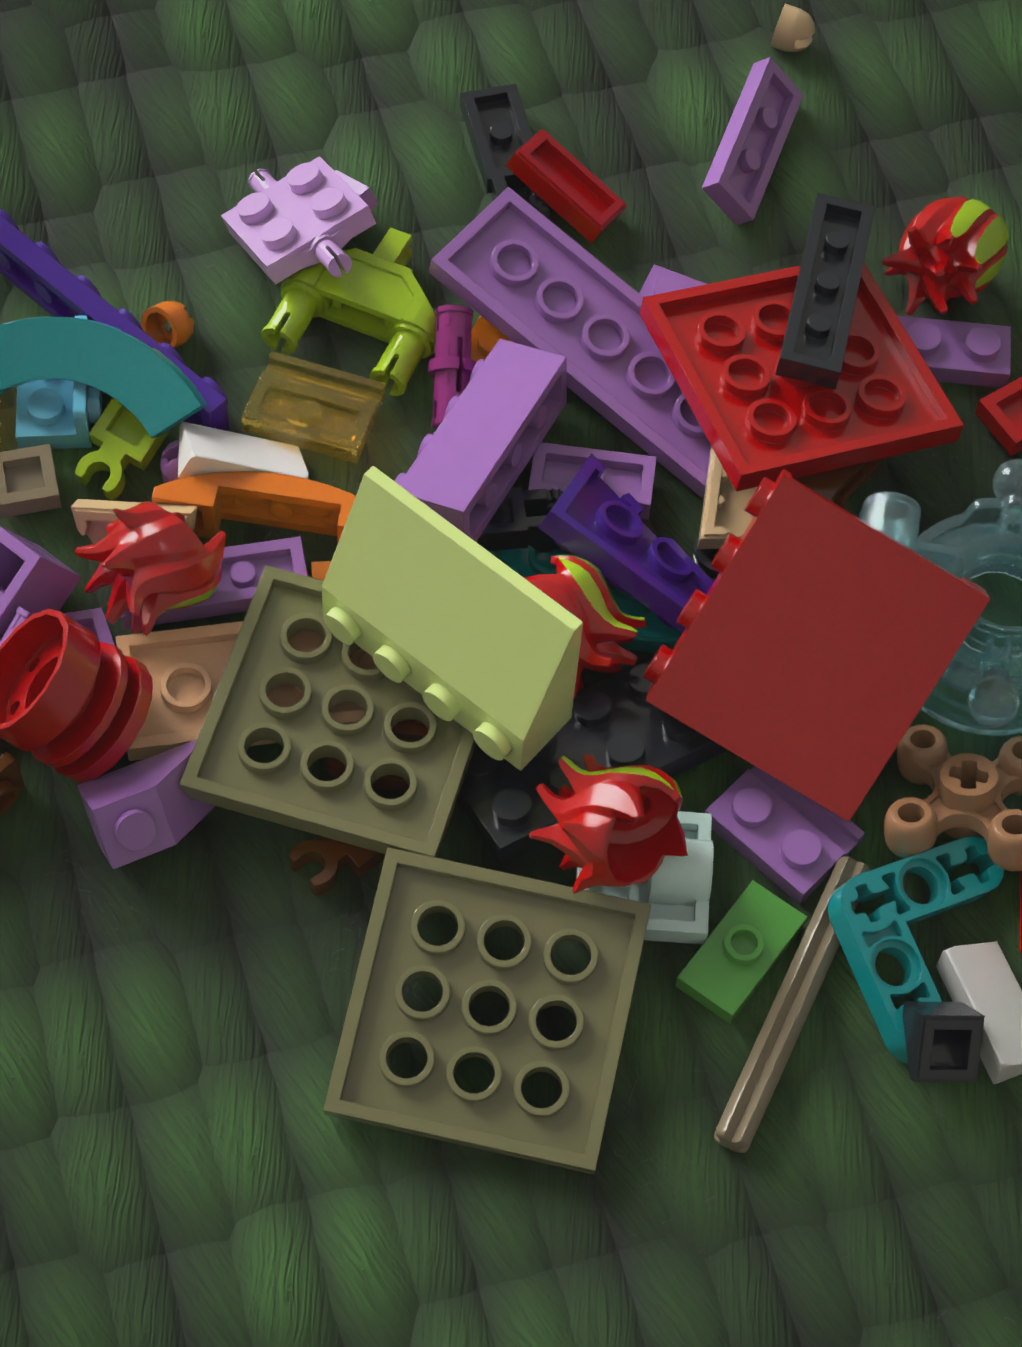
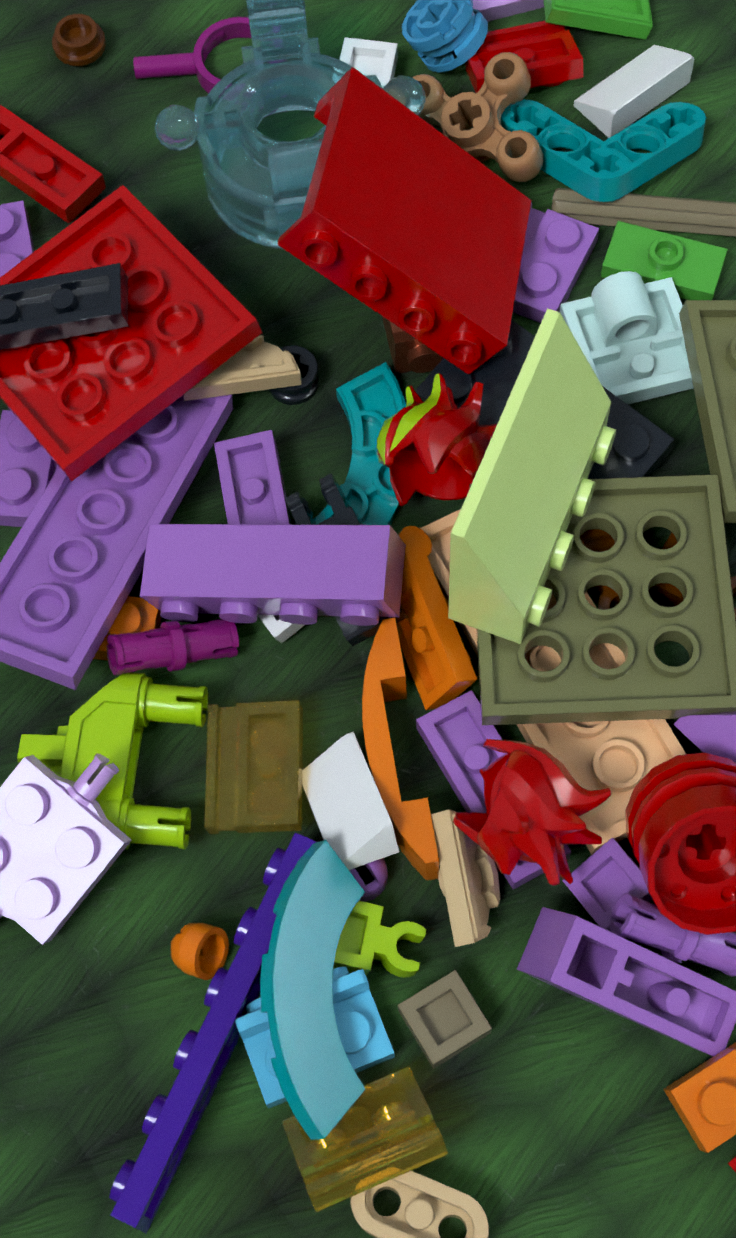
camera: 100 degrees left, 5 degrees up
(611, 535) = (341, 426): dark purple wing -> none
(613, 822) = (639, 331): red hair -> none
(942, 1041) = (686, 99): black slope -> none

